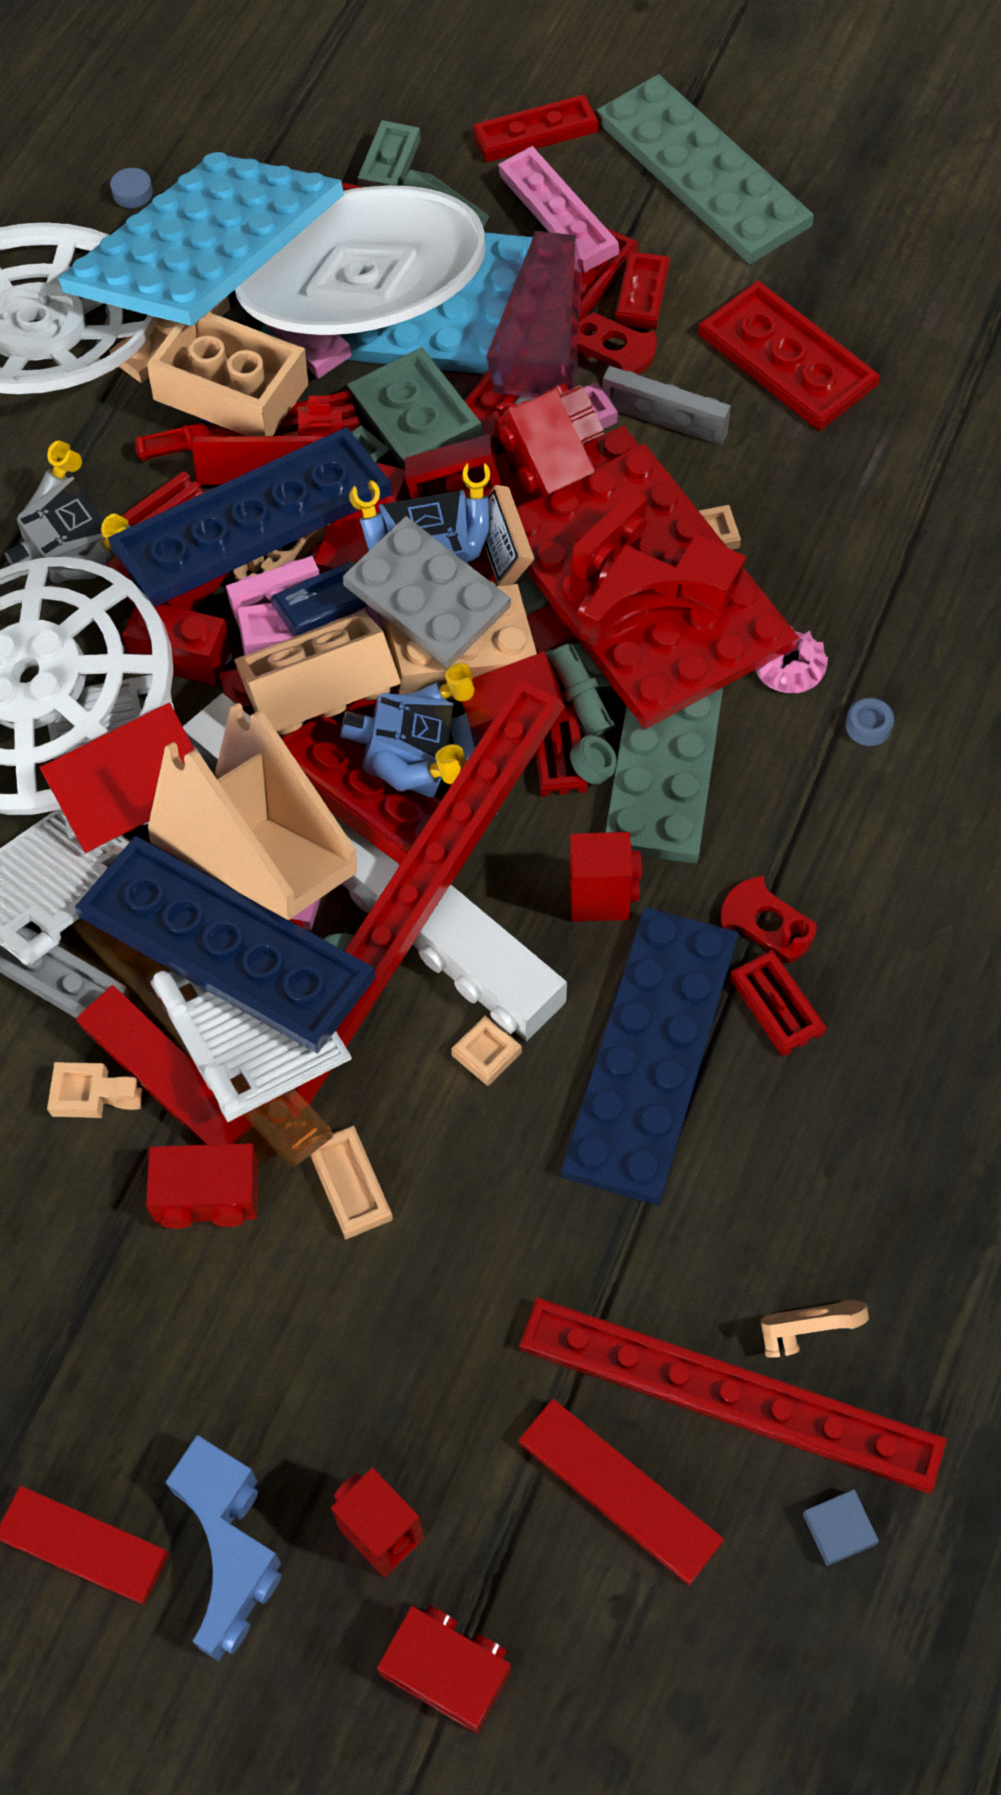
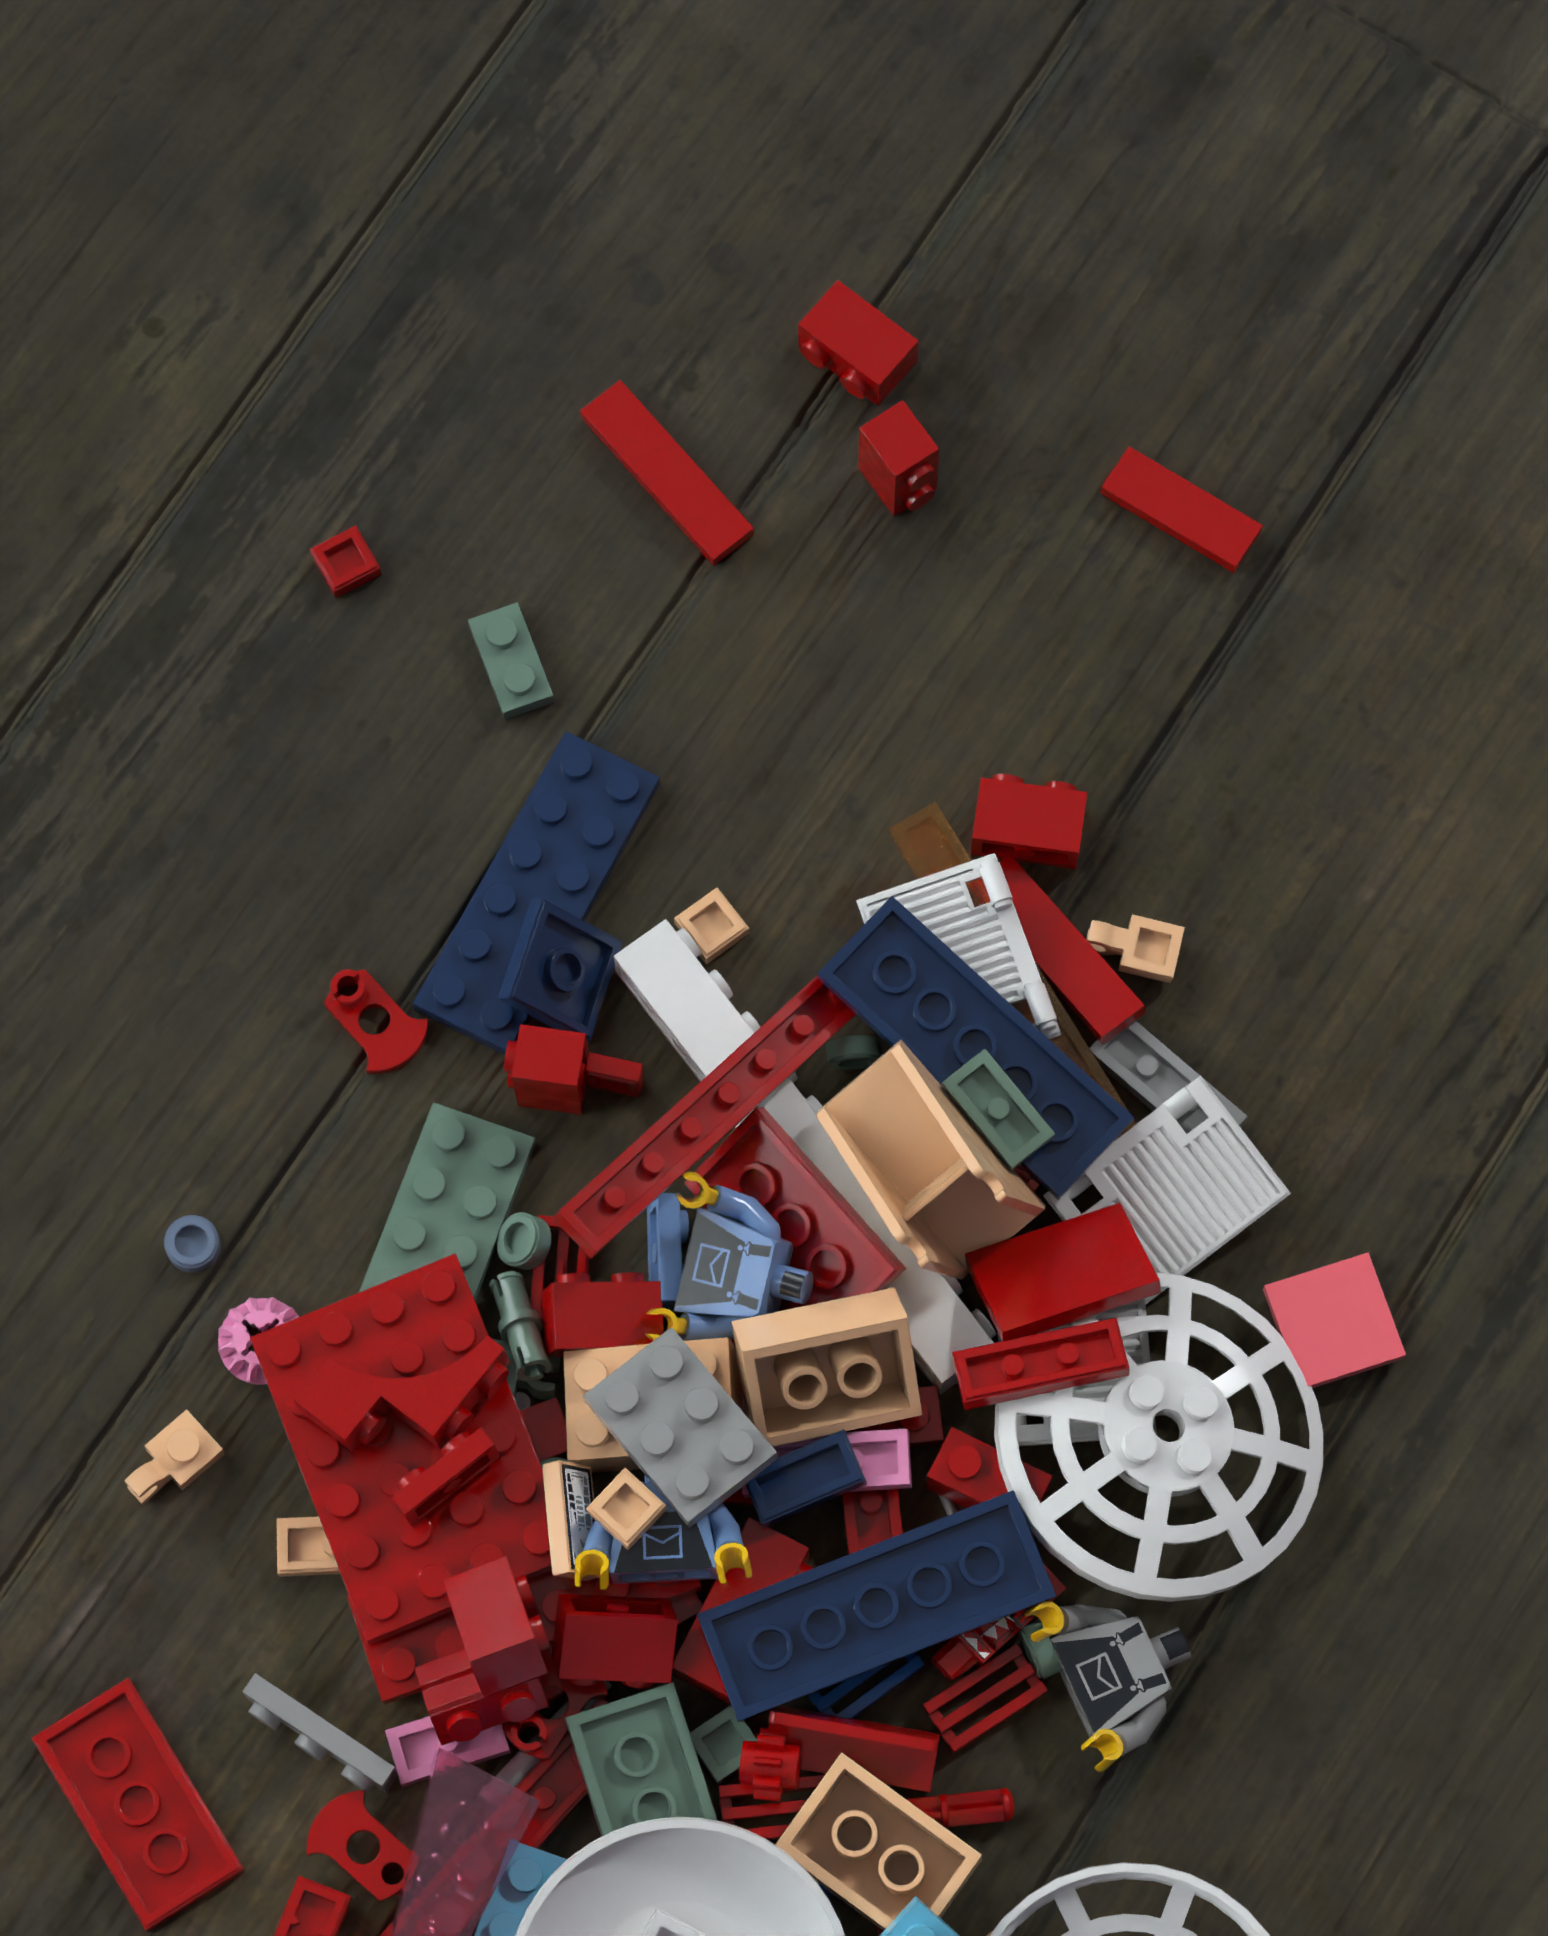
camera: 170 degrees left, 10 degrees up
(135, 690) = (1040, 1363): none -> red tile
(194, 876) = (997, 1109): none -> sand green plate
(243, 1569) = (1050, 527): medium blue arch -> none
(261, 587) = (885, 1508): bright pink plate -> none
(351, 1184) = (875, 806): light nougat tile -> none
(459, 527) = (626, 1508): none -> light nougat tile
(545, 899) = (614, 1075): none -> red tile
(613, 969) = (560, 969): none -> dark blue plate
(730, 1265) = (511, 661): none -> sand green plate
(734, 1395) = (542, 542): red tile -> none
(791, 1323) = (414, 571): light nougat piece -> none
(798, 1036) = (404, 965): red tile -> none
(833, 572) = (178, 1453): none -> light nougat plate
(840, 1527) = (469, 407): sand blue tile -> none
(918, 1338) = (345, 561): none -> red tile

